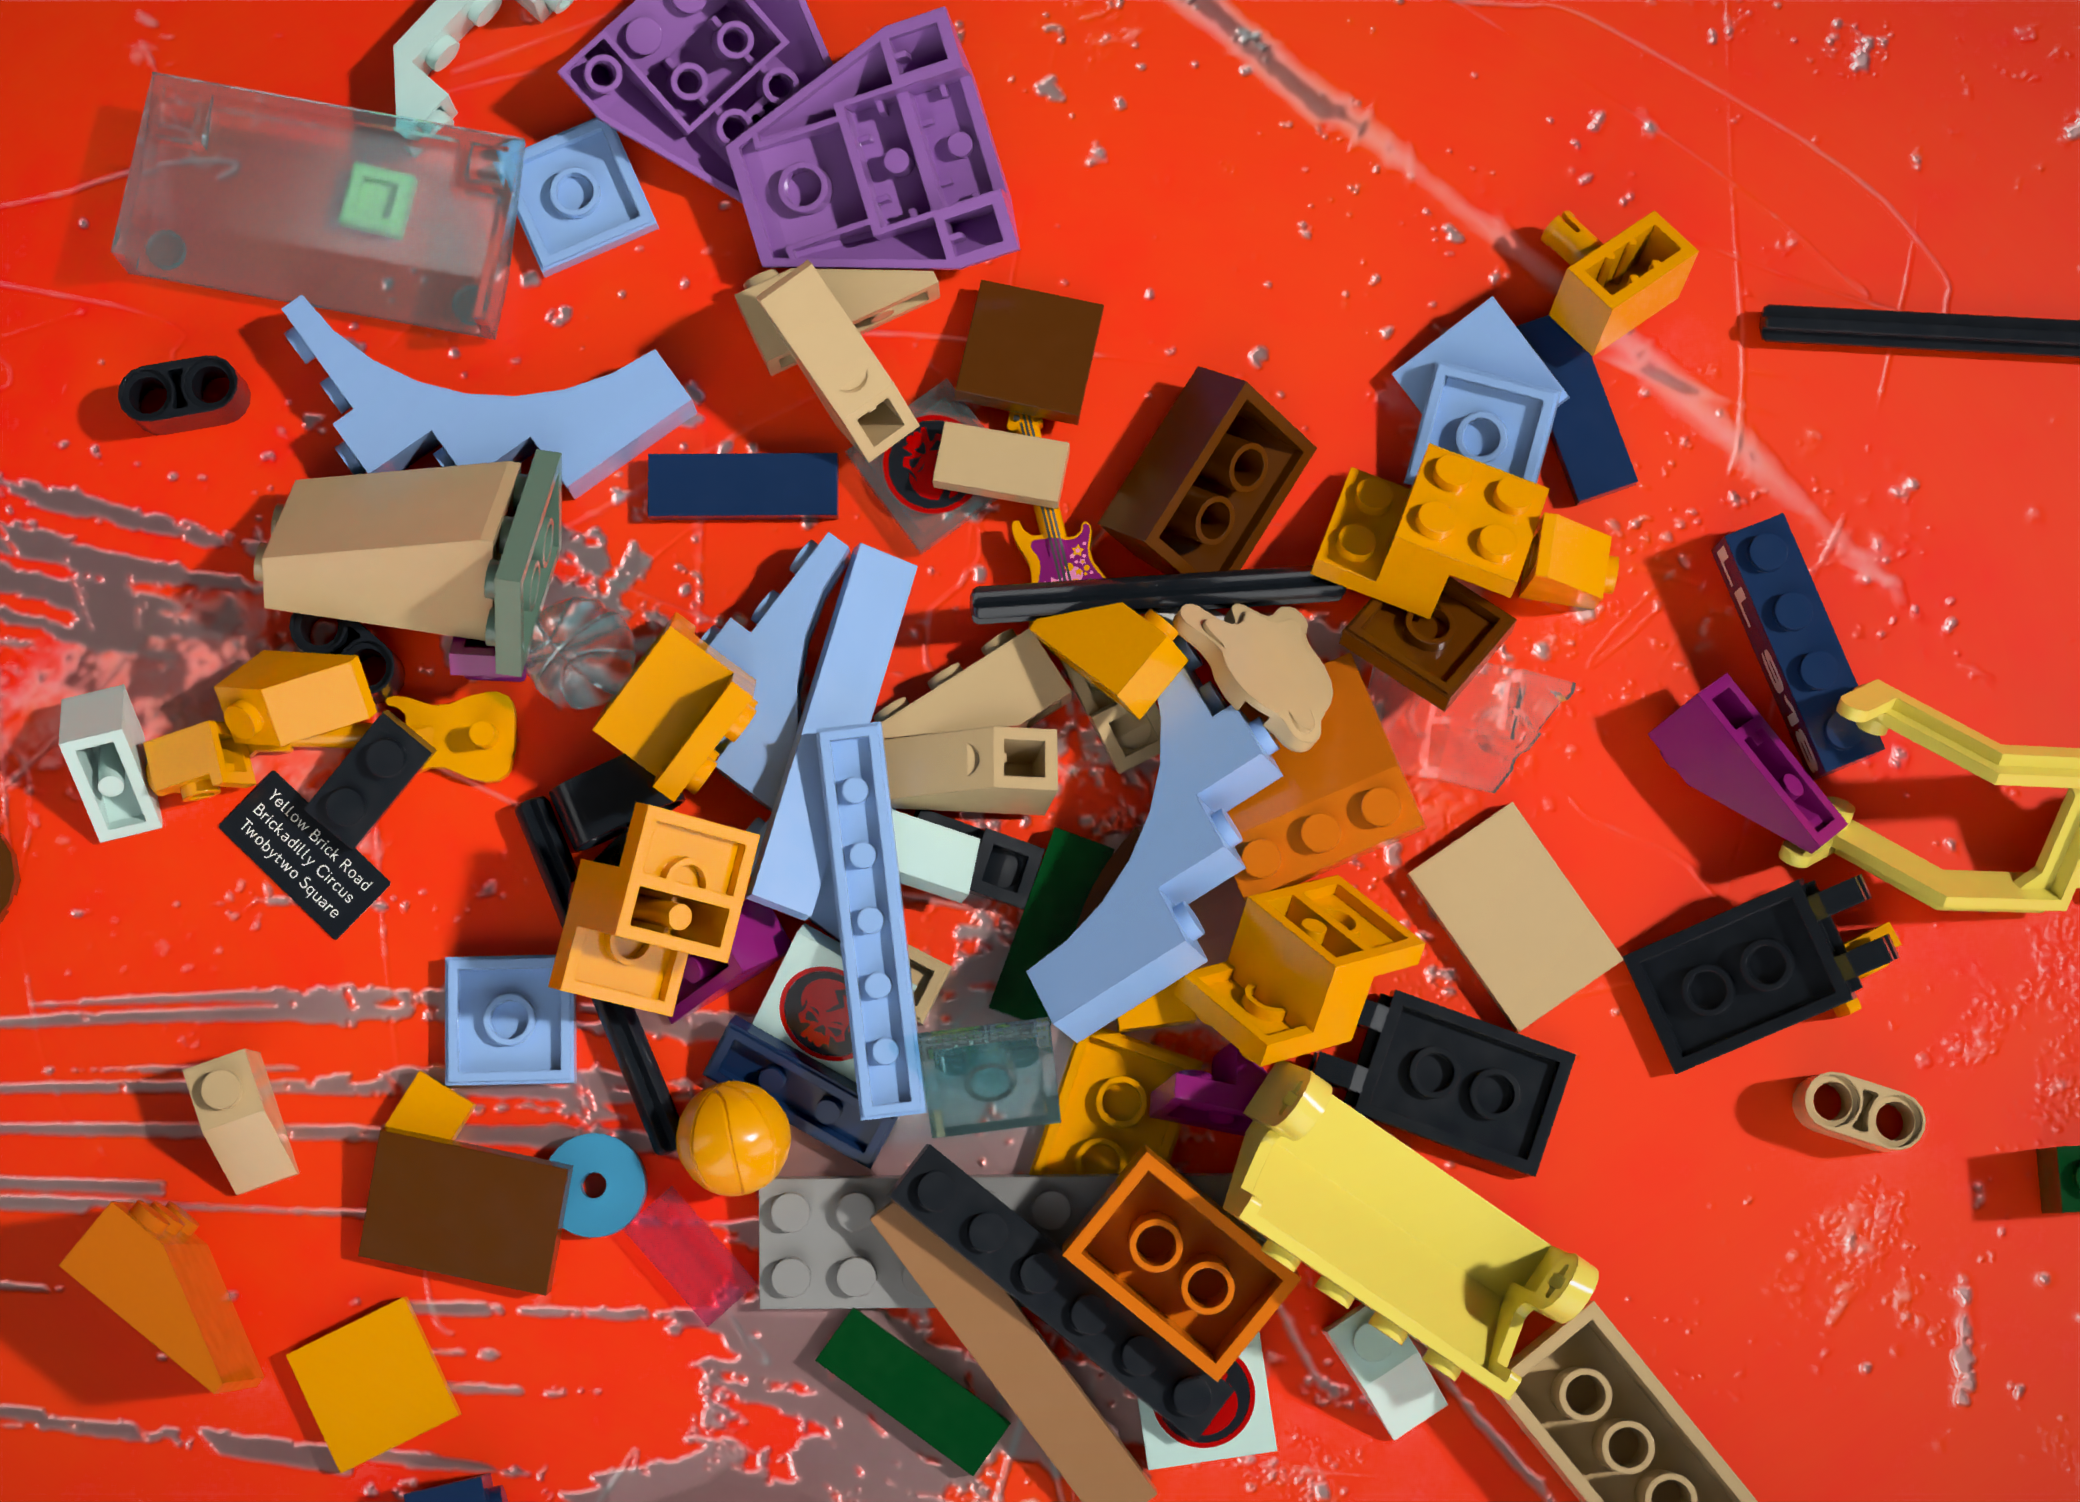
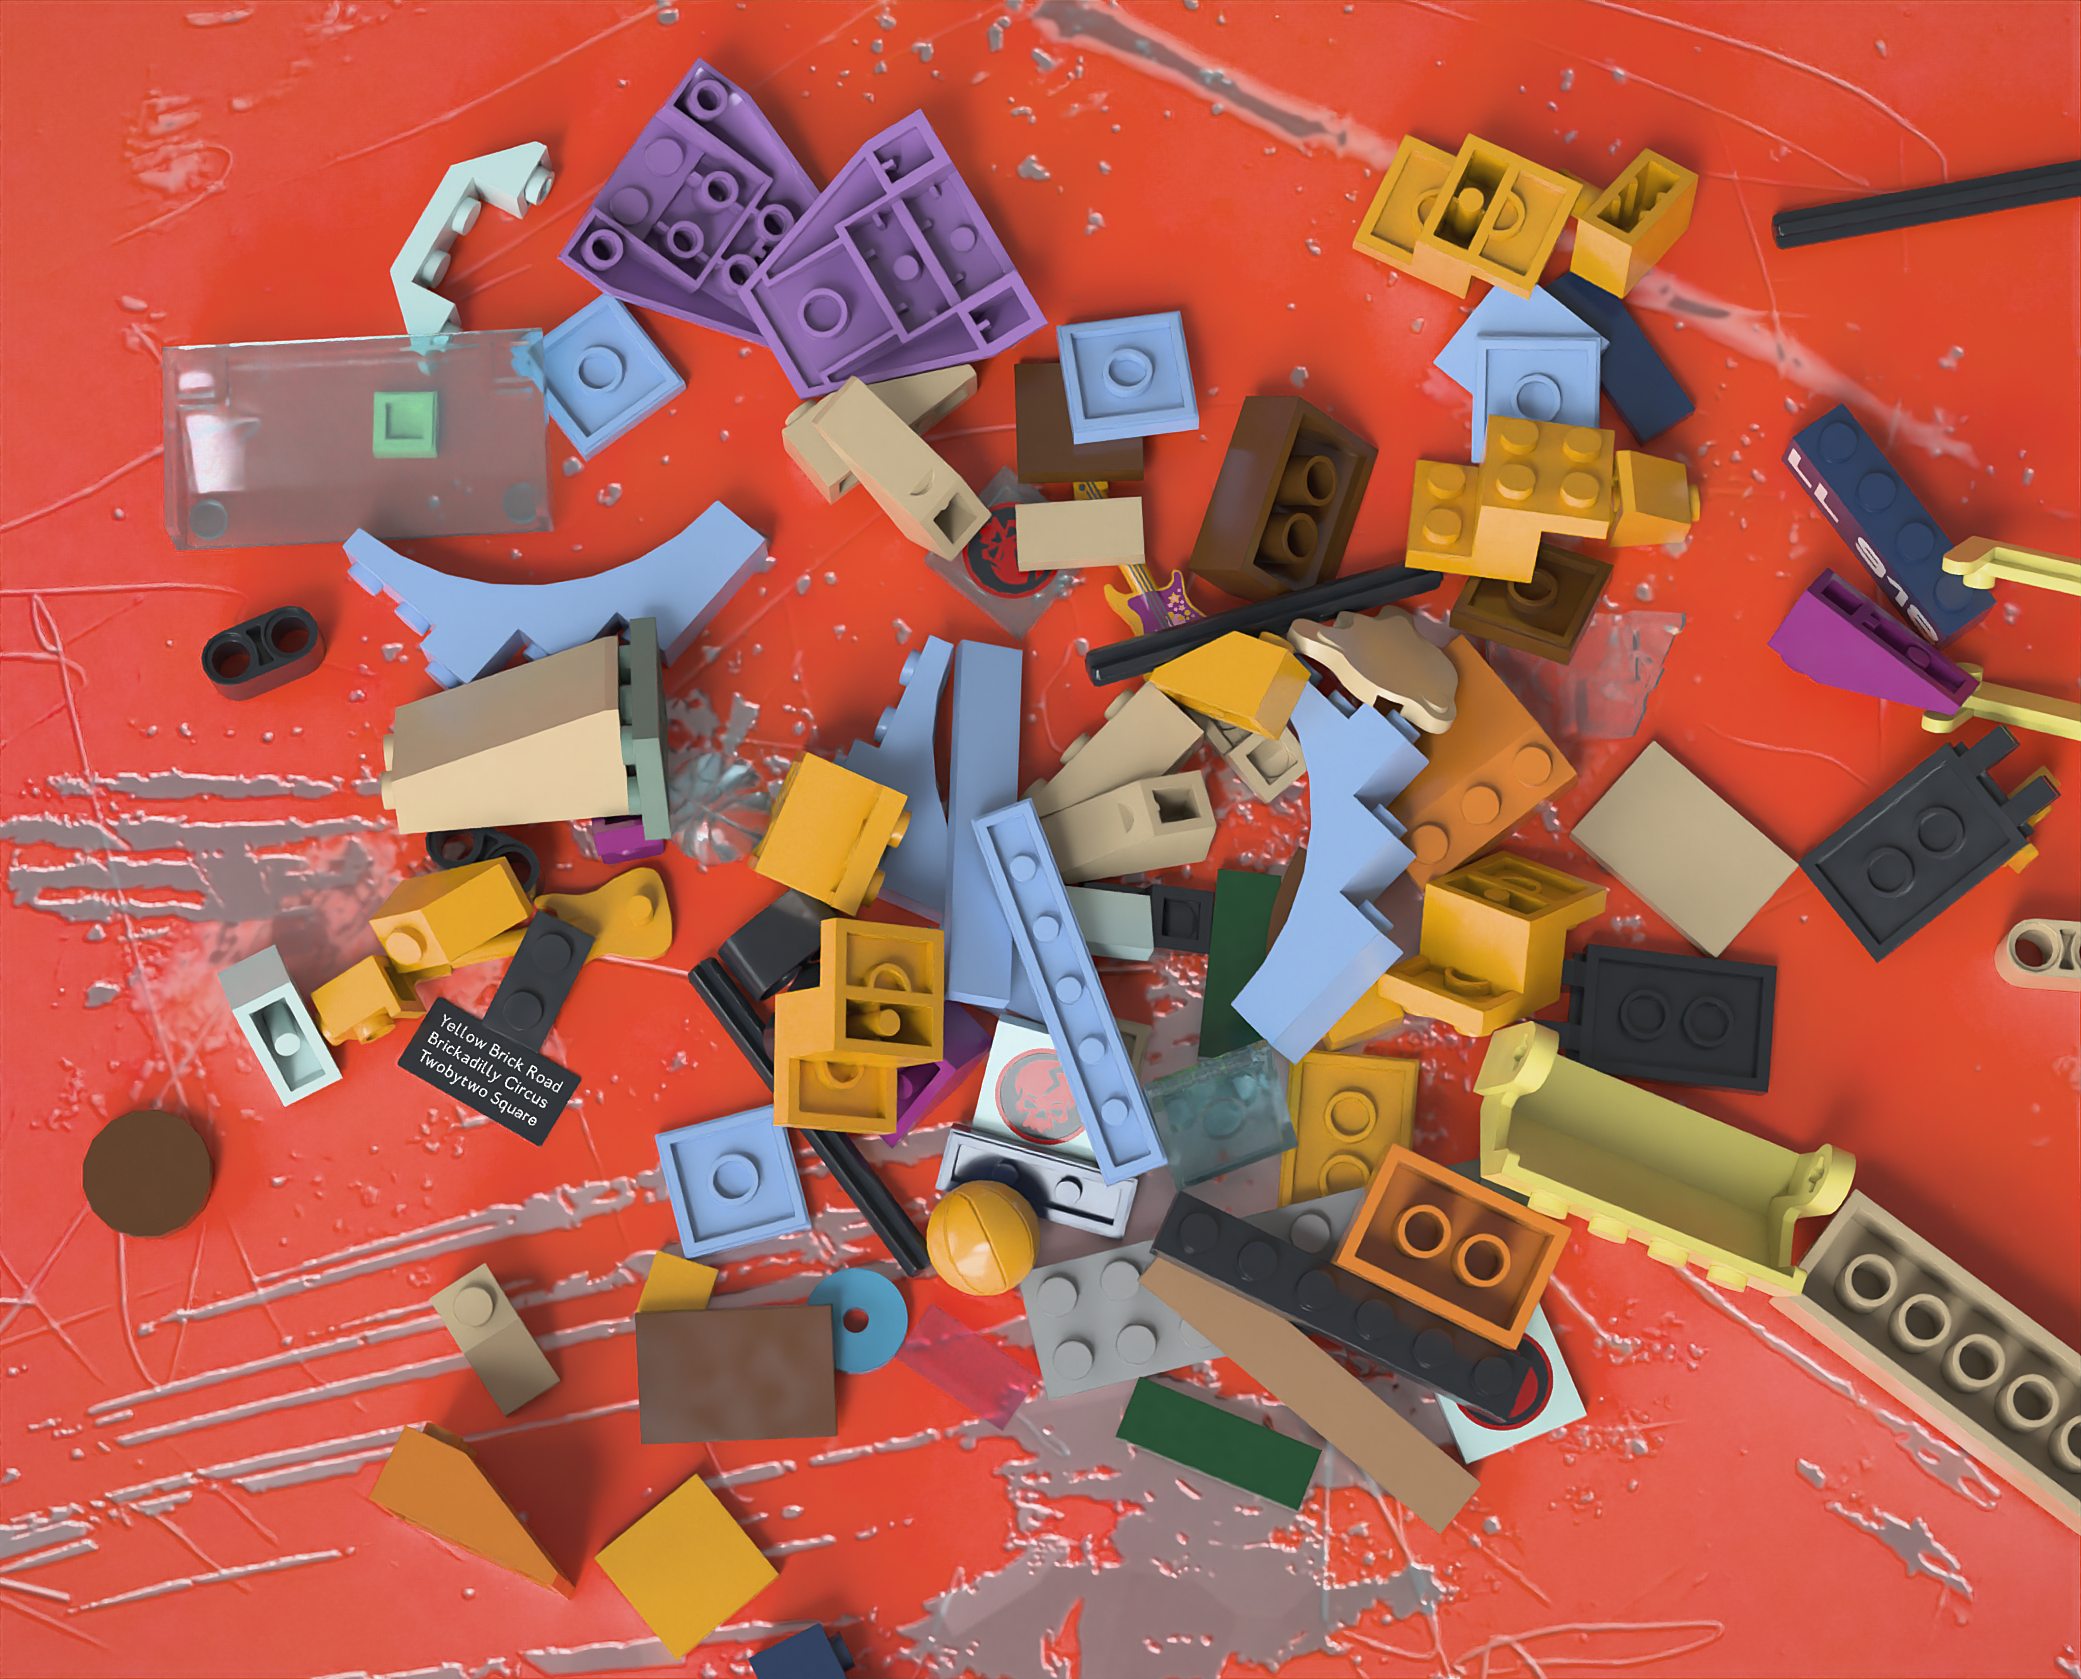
camera: 15 degrees left, 5 degrees down
(743, 486) = (832, 615): dark blue tile -> none
(1086, 319) = (1127, 377): none -> light blue tile
(1209, 1099) = (1438, 1088): magenta slope -> none
(1386, 1372) = (1671, 1310): light aqua slope -> none
(1460, 238) = (1467, 216): none -> light orange bracket

